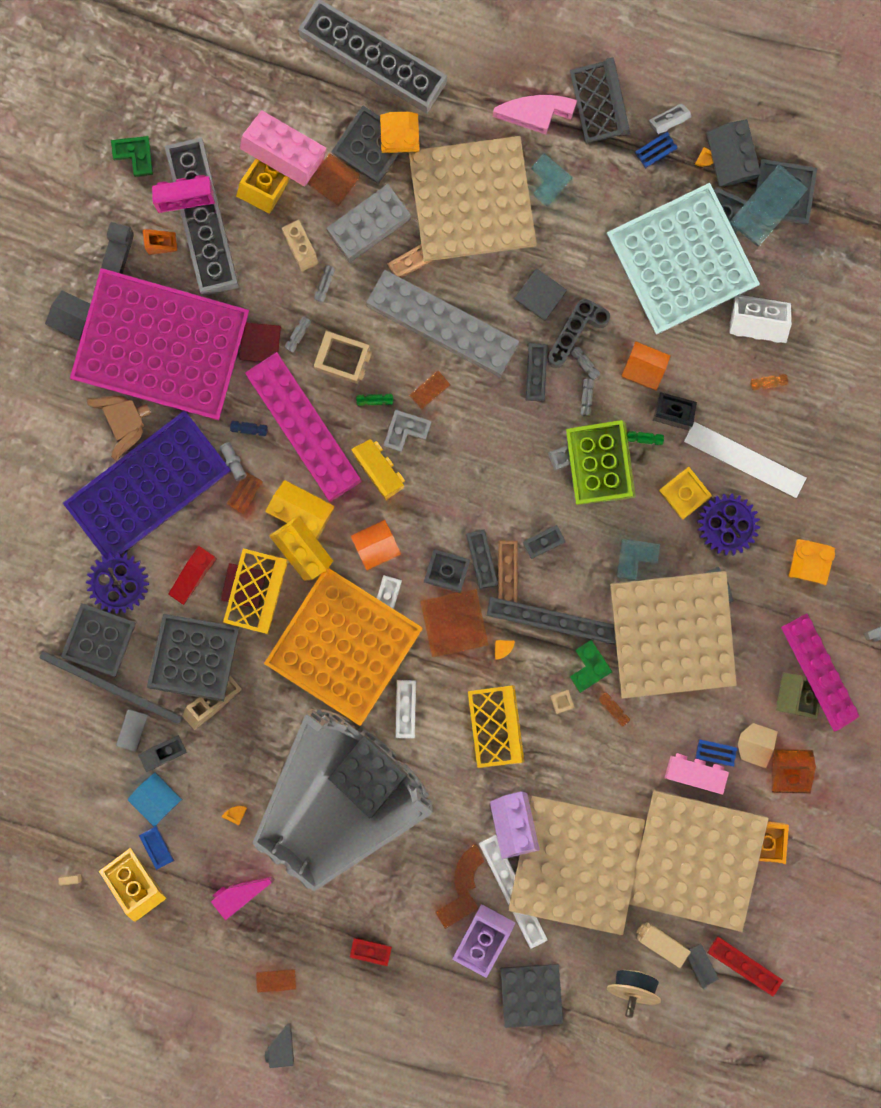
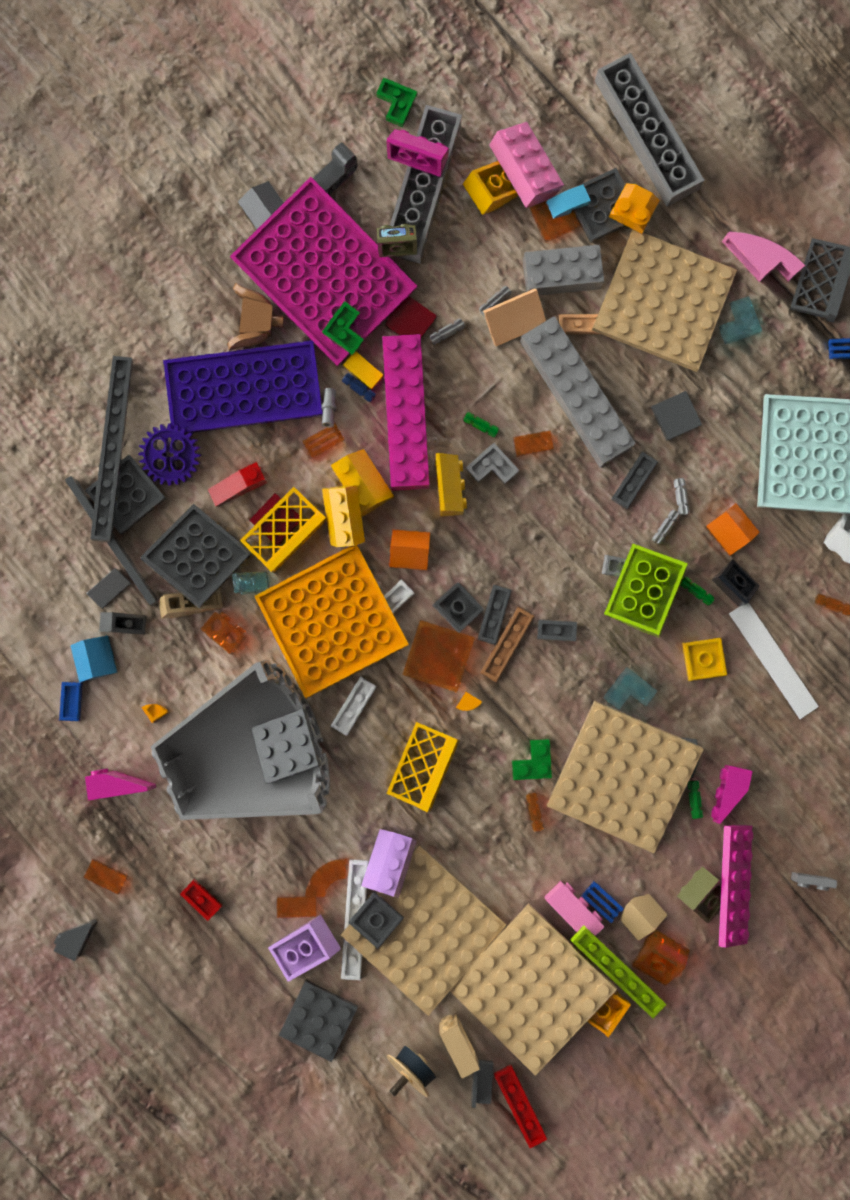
camera: 30 degrees right, 0 degrees up
(64, 606) = (111, 449): none -> dark grey plate
(132, 885) = (30, 722): yellow slope -> none
(159, 241) = (374, 185): orange slope -> none
(203, 389) = (339, 330): none -> green plate
(210, 282) = (397, 240): none -> olive slope
(243, 410) = (363, 370): none -> yellow tile
(254, 653) = (250, 582): none -> clear light blue slope
(255, 714) = (221, 635): none -> clear orange brick
(300, 245) = (493, 254): tan window -> none
(324, 350) = (460, 359): tan window -> none
(338, 160) = (567, 201): none -> medium azure slope
(350, 289) = (514, 317): none -> light nougat tile
(531, 879) = (376, 920): none -> dark grey tile
(551, 620) = (524, 702): dark grey tile -> none
(562, 701) = (492, 778): tan tile -> none
(573, 335) = (685, 465): dark grey beam -> none
(715, 535) = (710, 711): dark purple gear -> none
(745, 619) = (695, 799): none -> green axle
(762, 803) = (618, 971): none -> lime plate
(771, 589) = (733, 787): none -> dark pink slope
(812, 561) = (782, 782): light orange slope -> none

